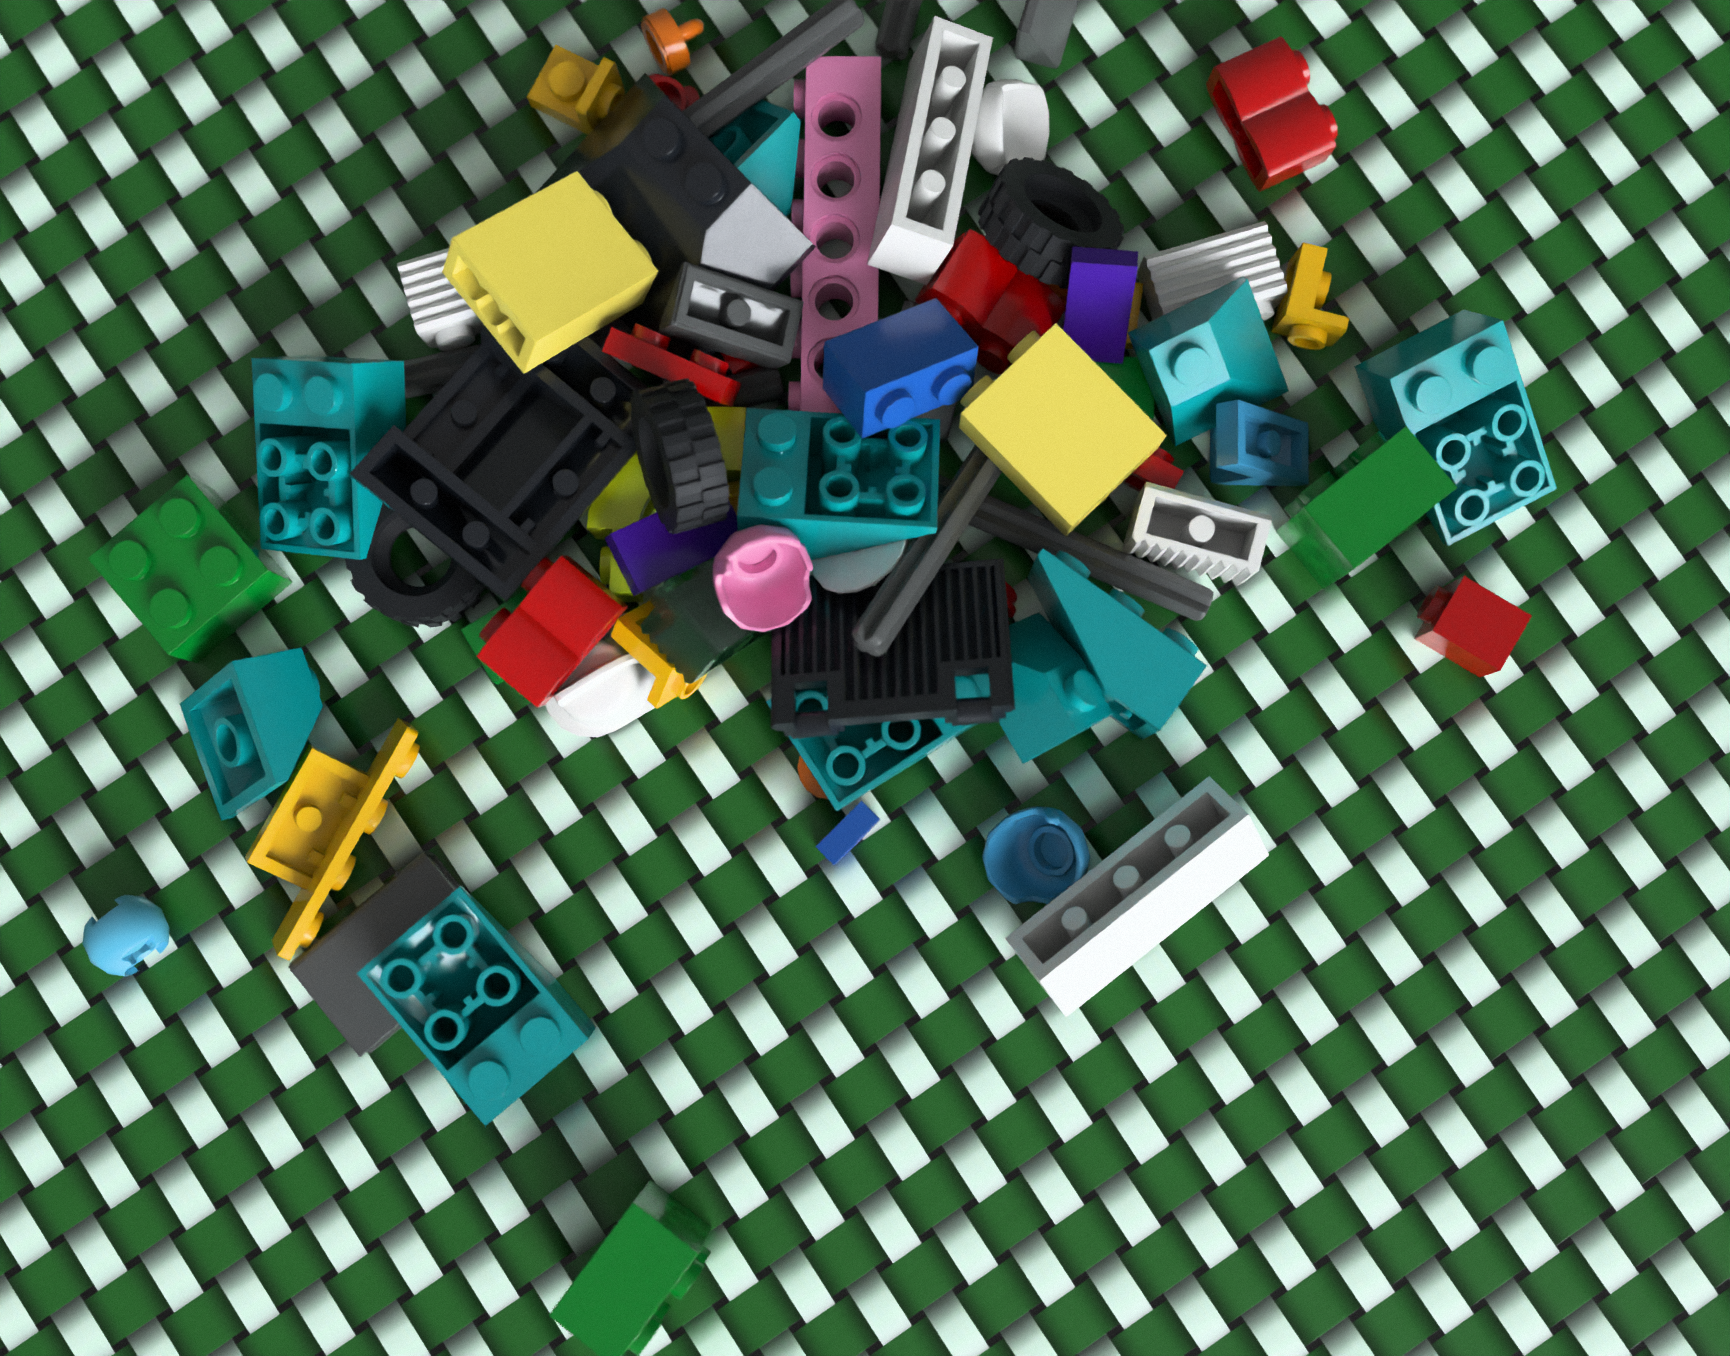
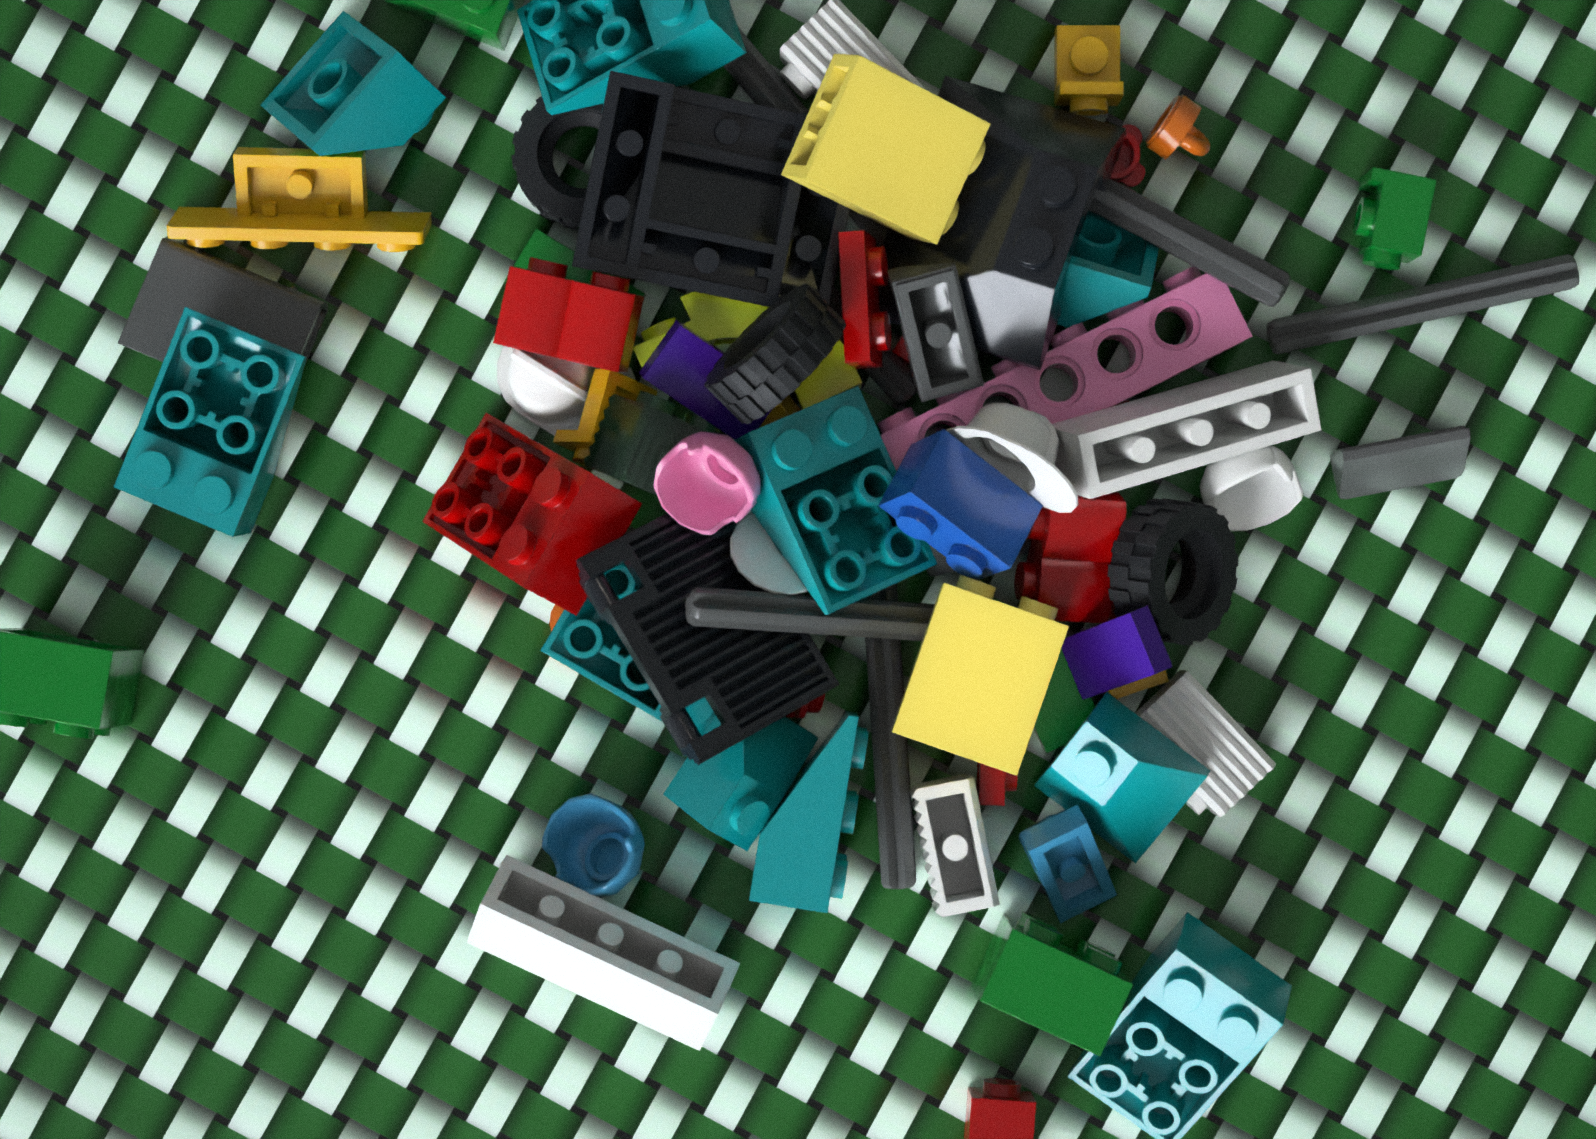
camera: 60 degrees right, 5 degrees up
(120, 936) = (116, 80): medium azure piece -> none
(706, 758) = (528, 511): none -> red slope
(848, 833) = (530, 669): blue tile -> none
(884, 285) = (1022, 449): none -> white piece
(1272, 113) = (1390, 720): red brick -> none
(1300, 311) = (1236, 831): yellow bracket -> none

